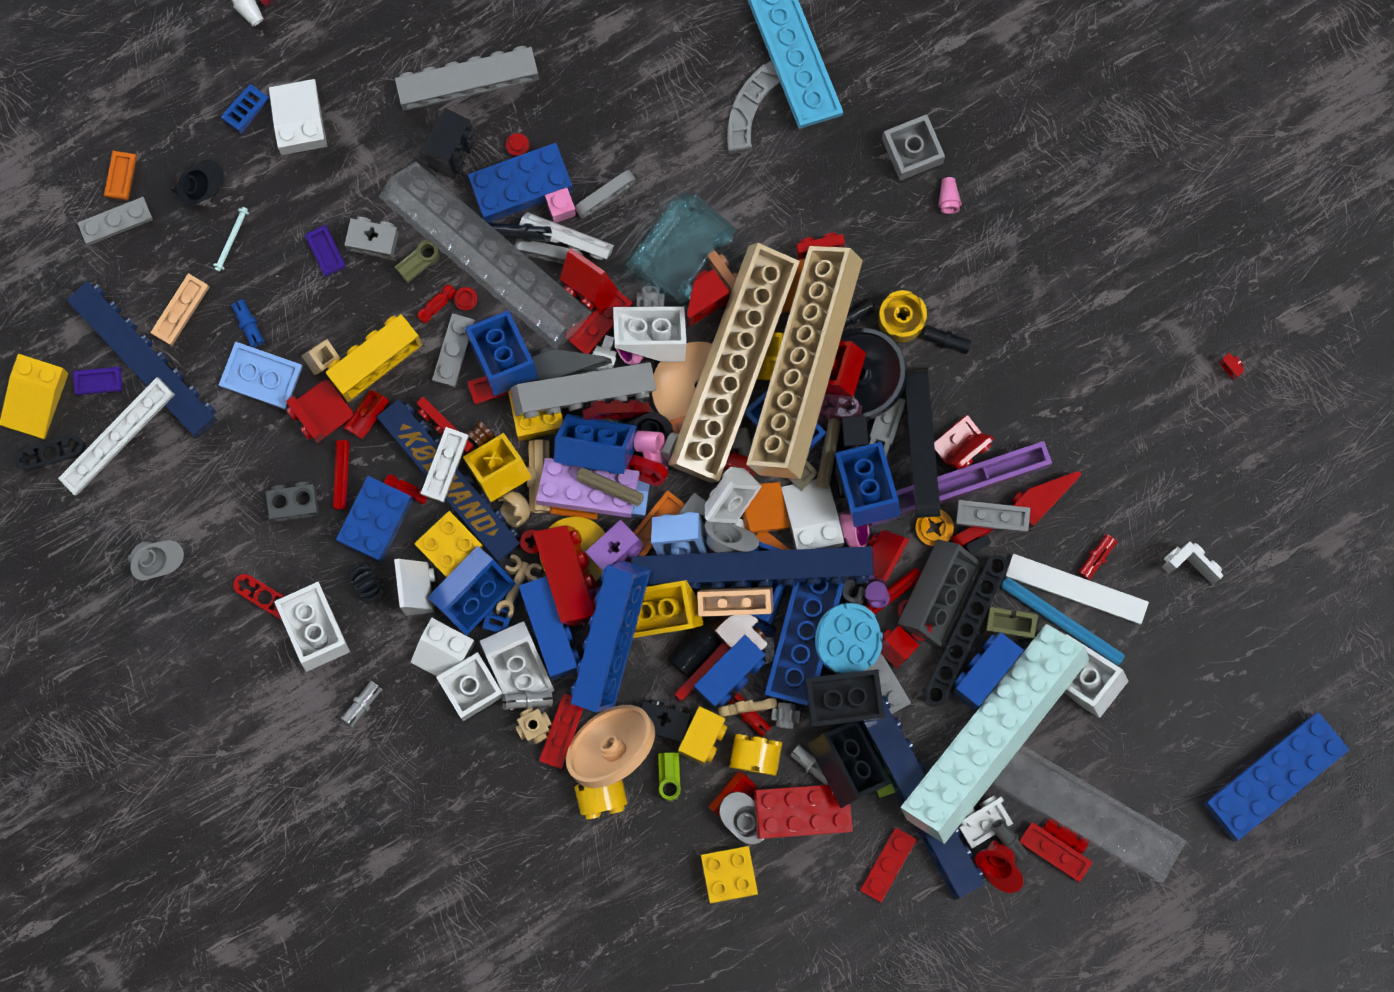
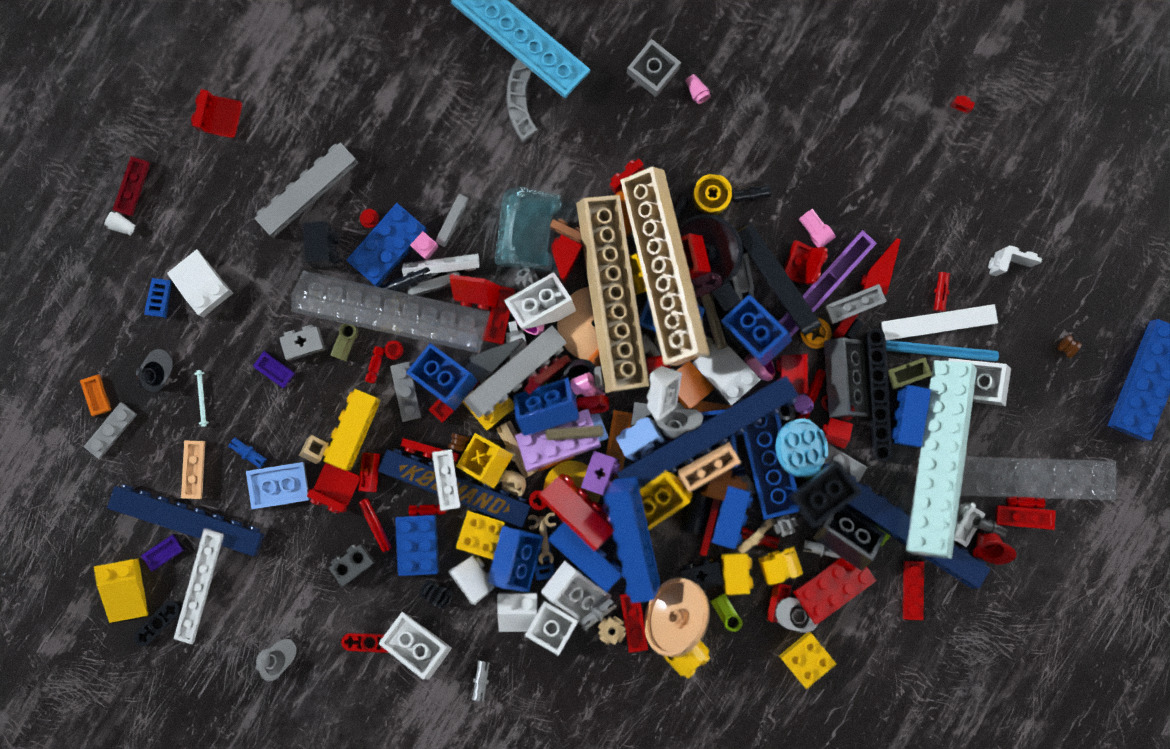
camera: 25 degrees left, 5 degrees up
(997, 421) = (819, 232): none -> bright pink piece
(1206, 691) = (1069, 346): none -> reddish brown wheel

